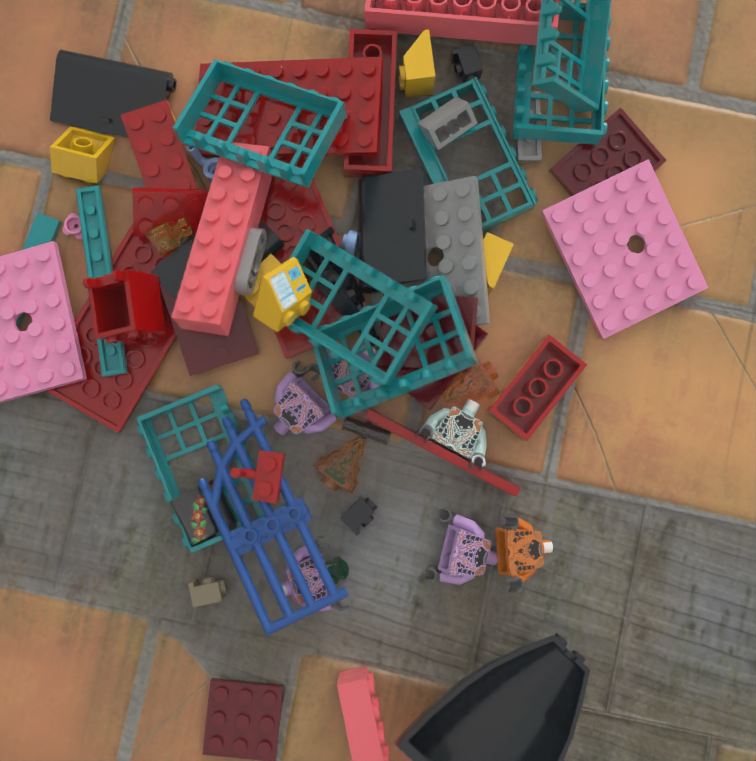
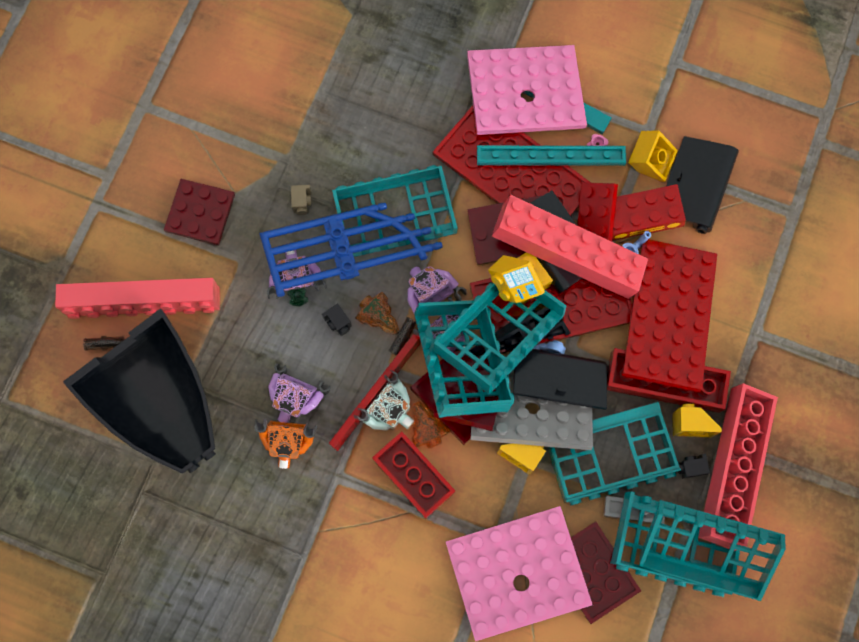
camera: 100 degrees right, 10 degrees down
(125, 306) = (526, 167): red container -> none
(166, 237) = (577, 206): clear yellow plate -> none
(196, 516) = (359, 197): black tile -> none
(250, 261) = (547, 262): light grey beam -> none
(266, 476) = (380, 251): red plate -> none
(274, 89) = (691, 251): teal window -> none
(447, 122) = (642, 437): light grey brick -> none

